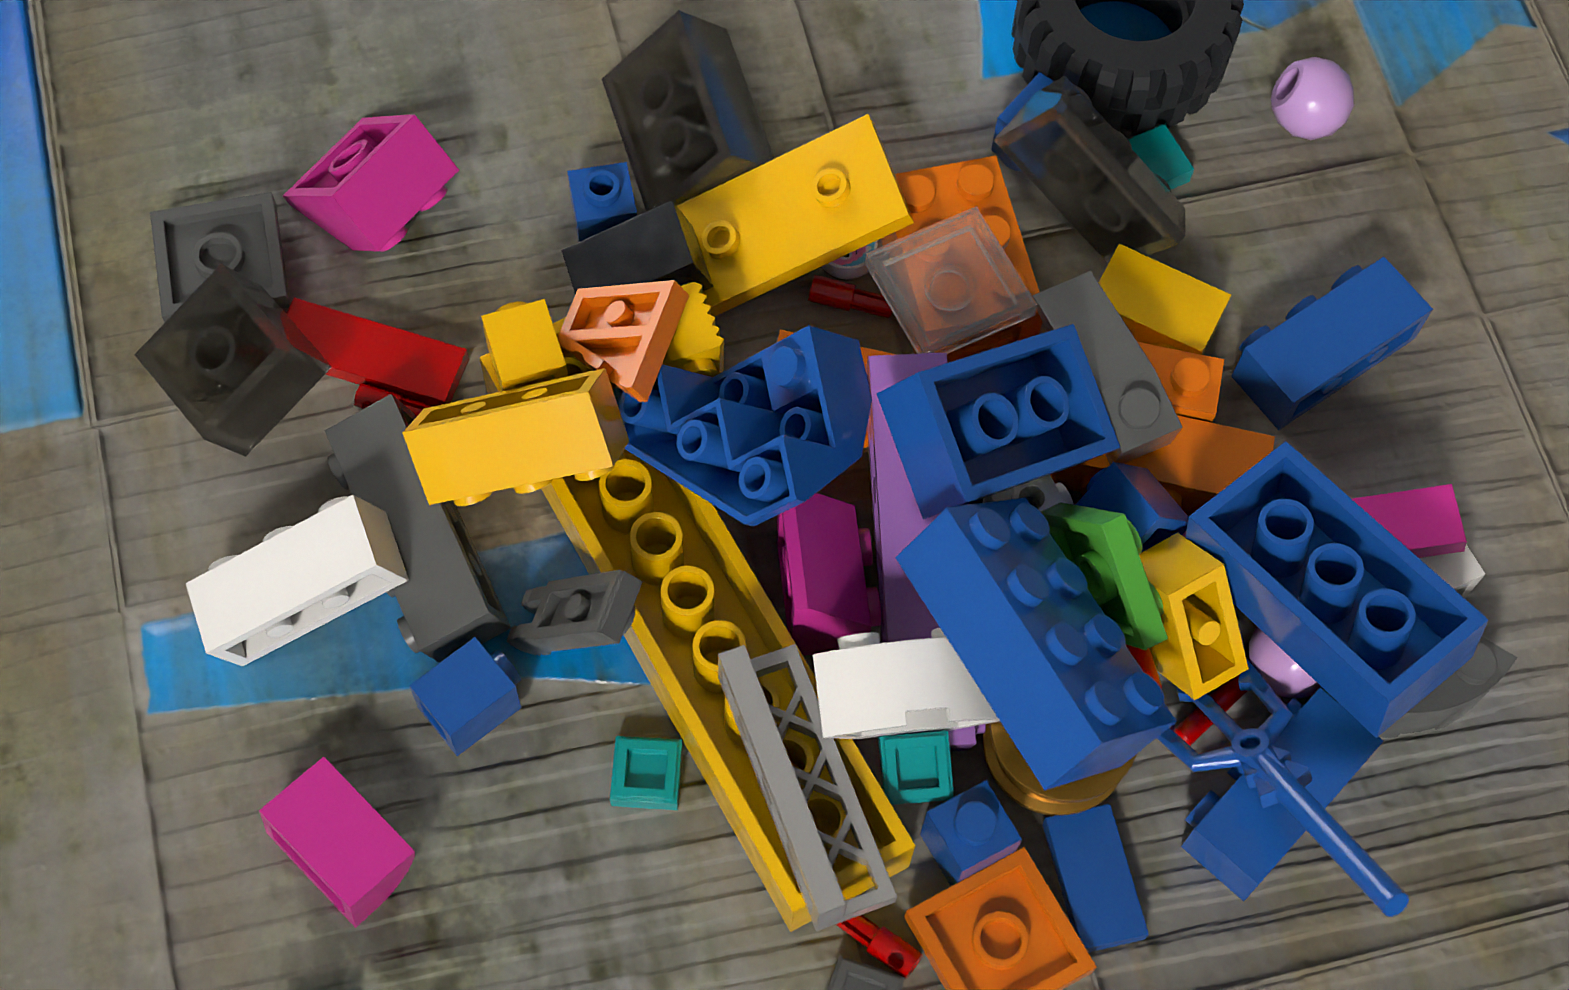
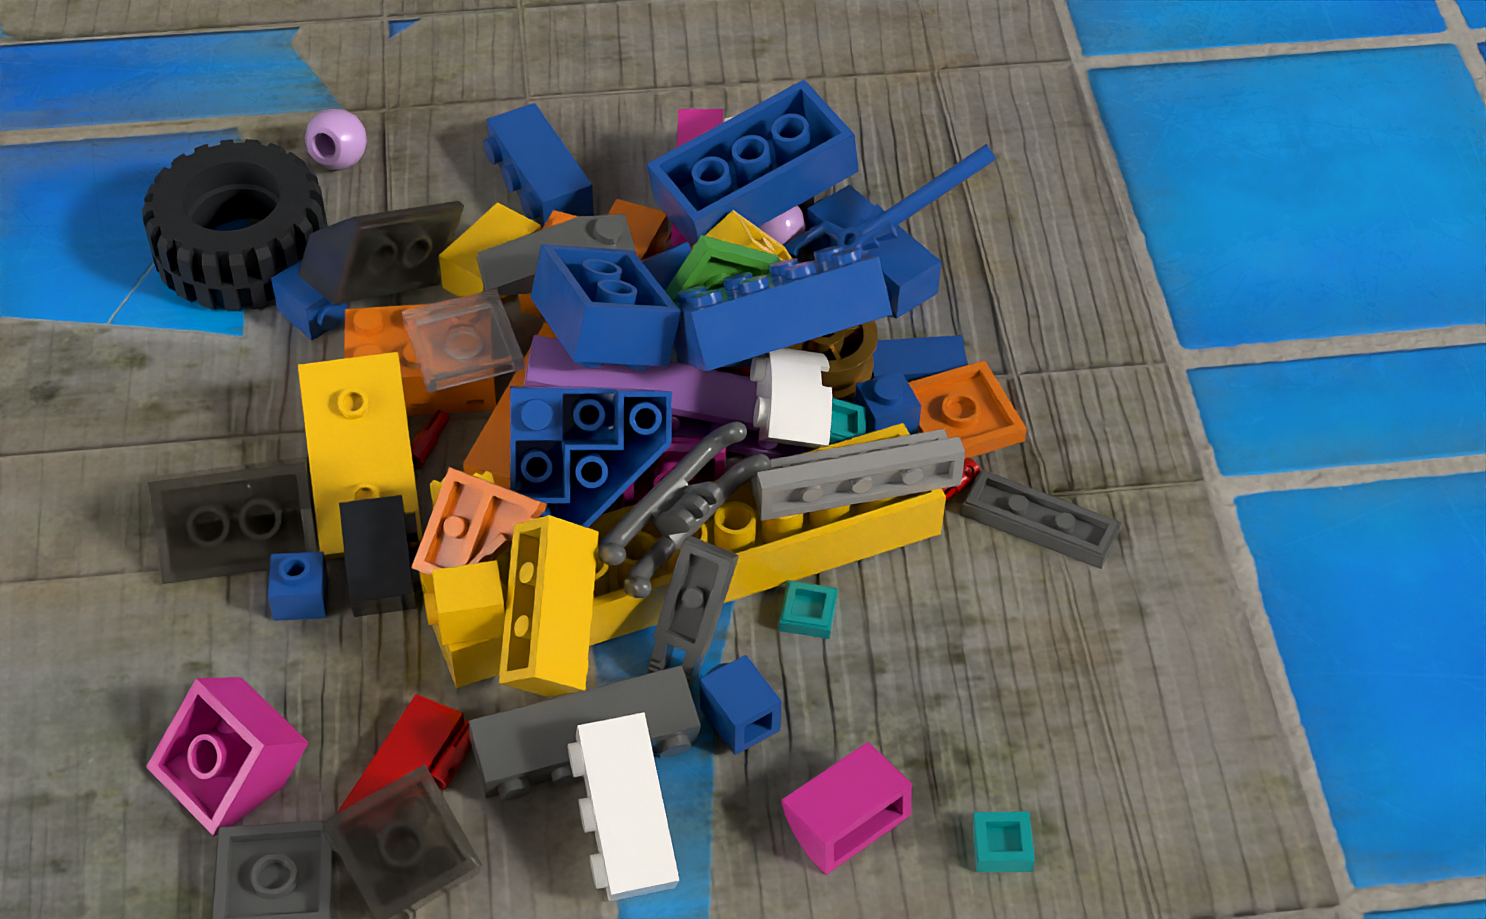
camera: 80 degrees left, 15 degrees down
(688, 560) = (678, 507): none -> dark grey piece

